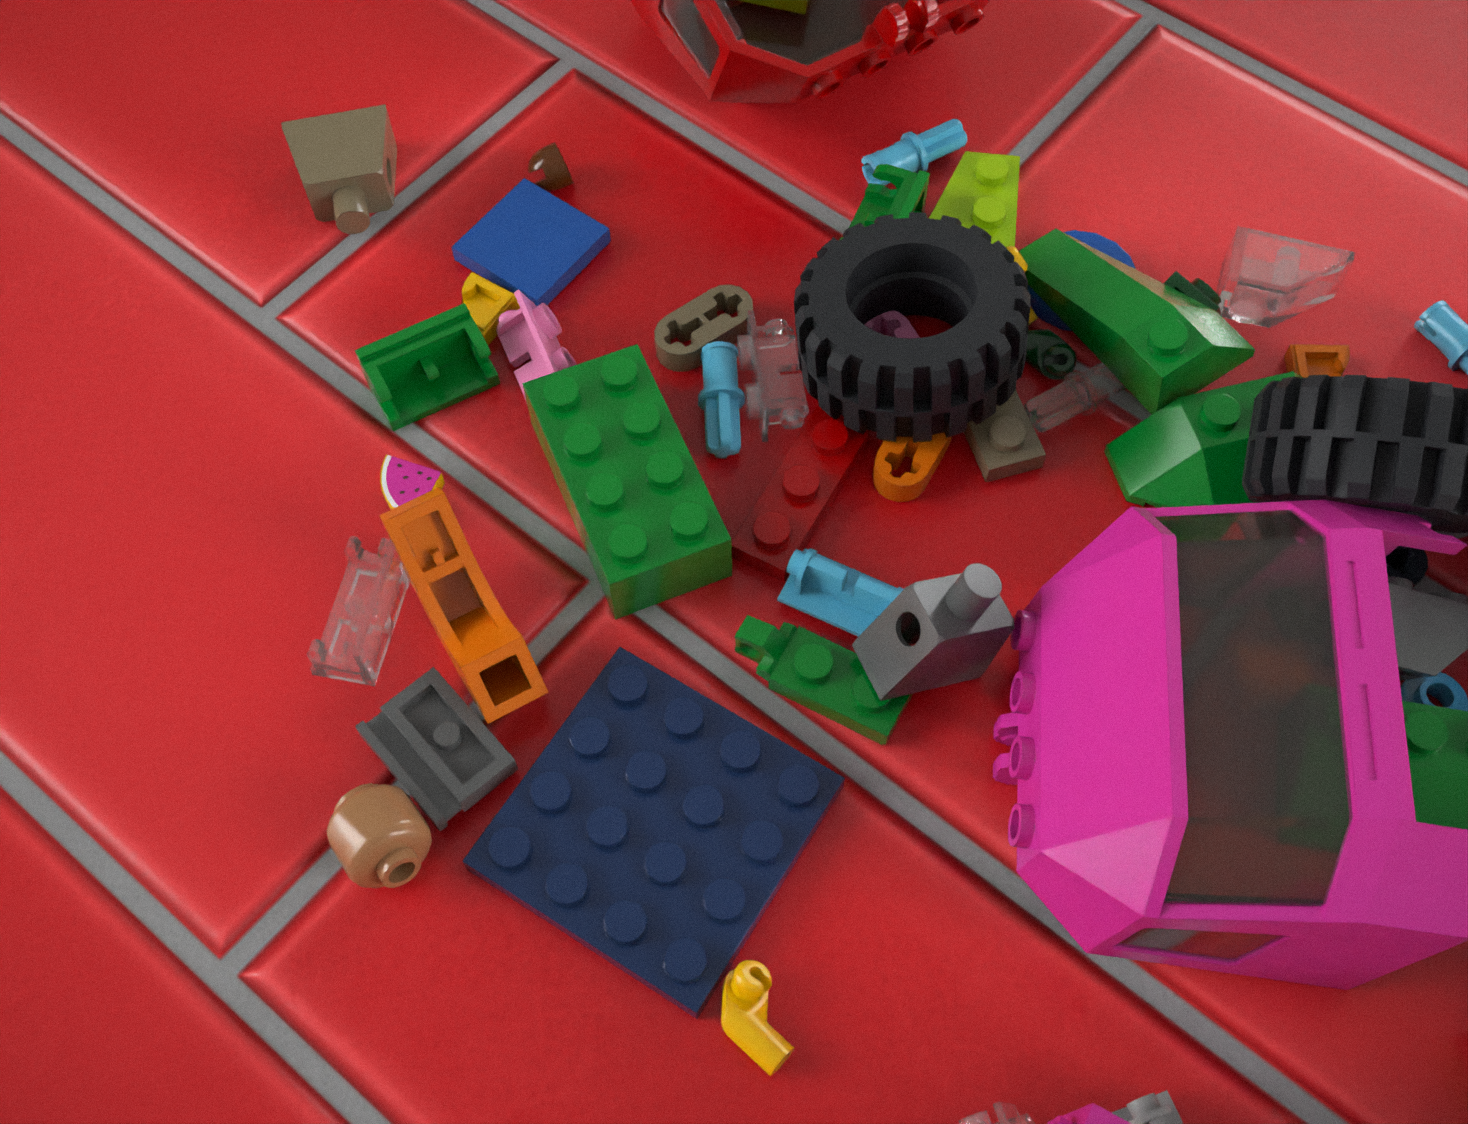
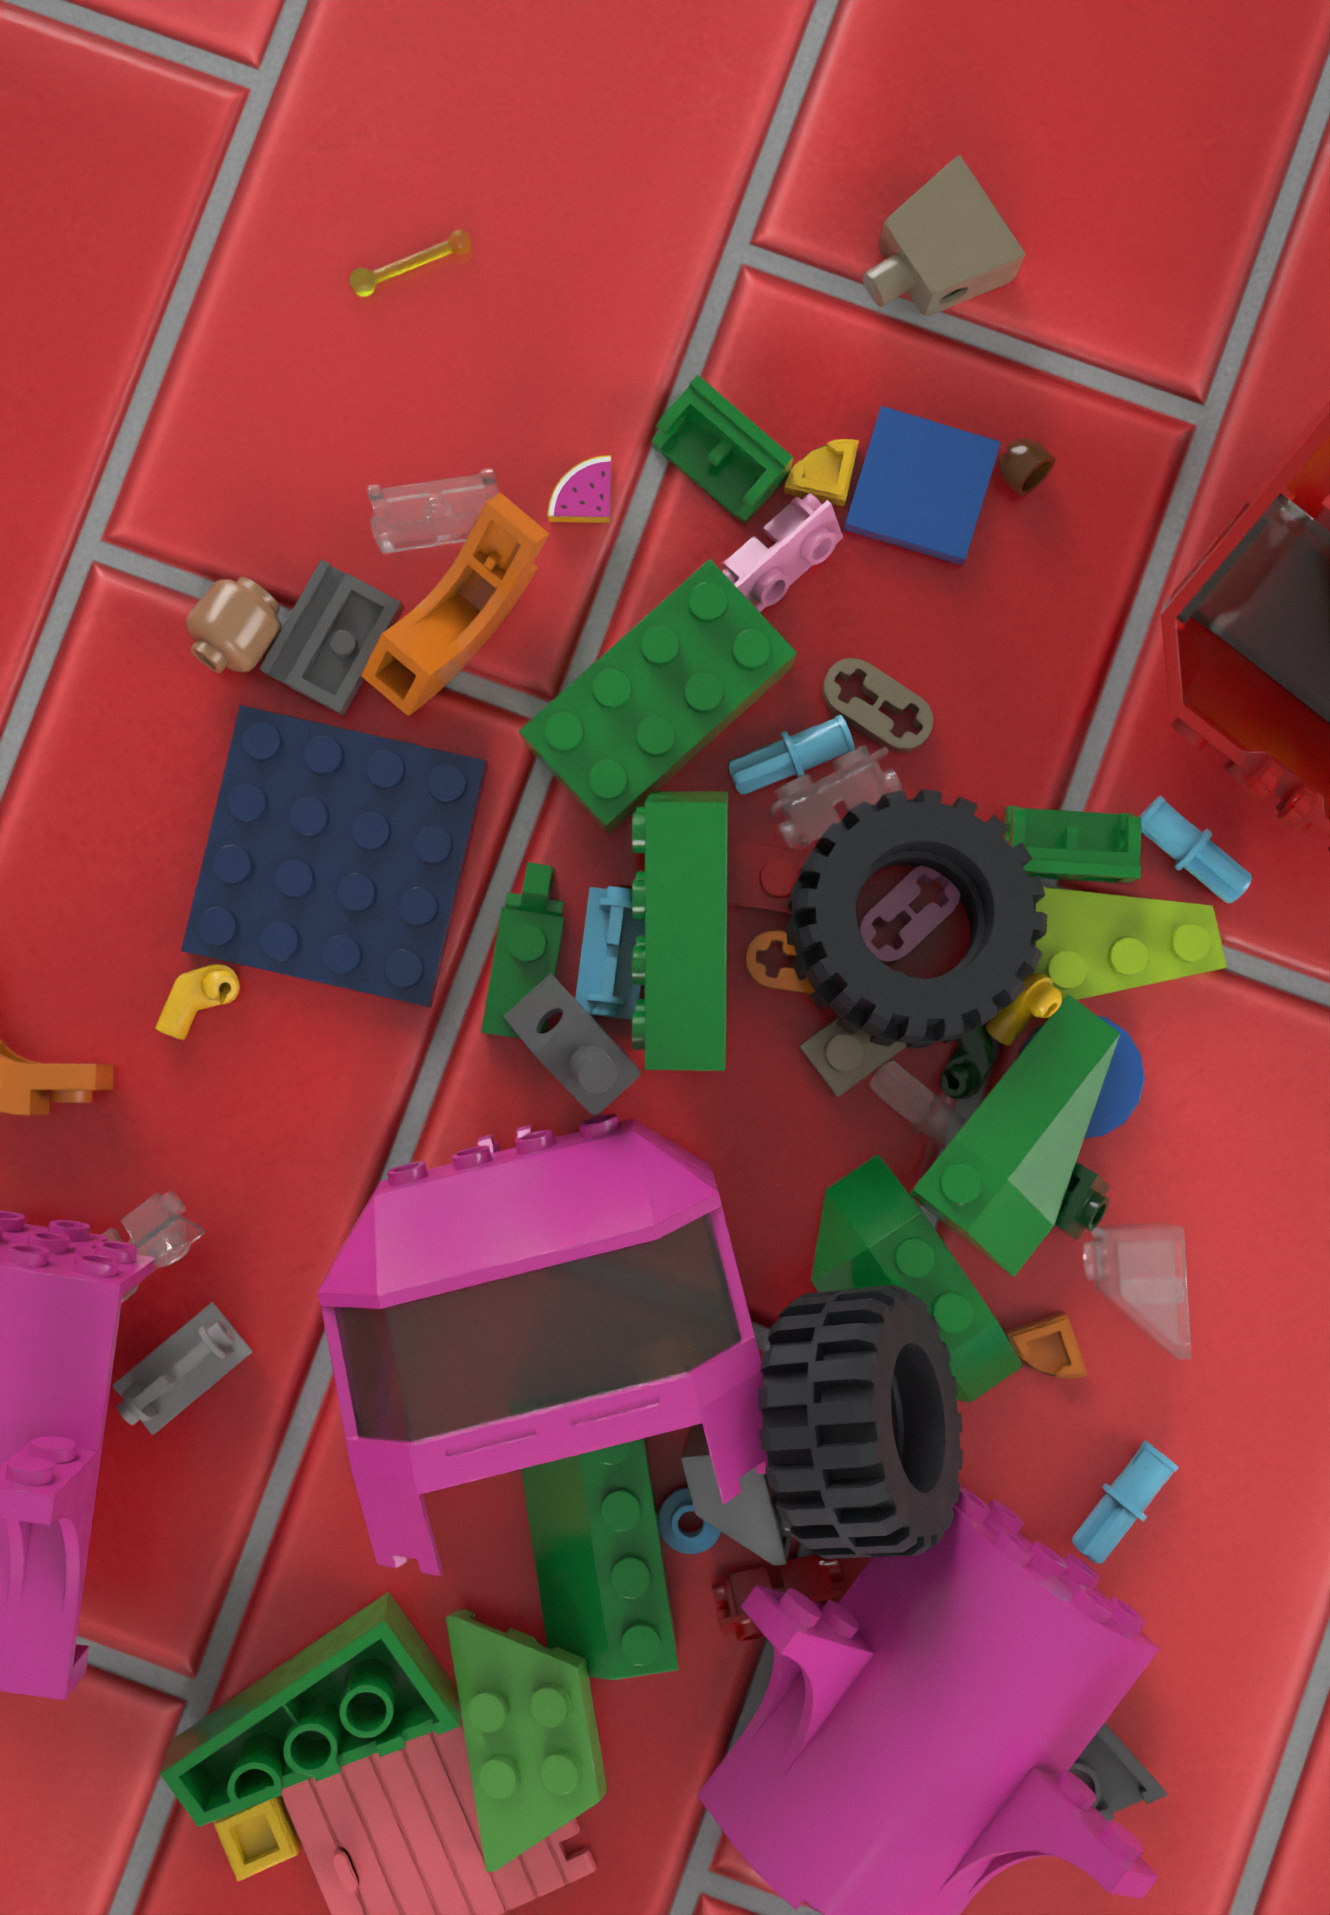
camera: 70 degrees right, 25 degrees up
(110, 615) = (364, 281): none -> hinge
(856, 492) = (685, 930): none -> green brick

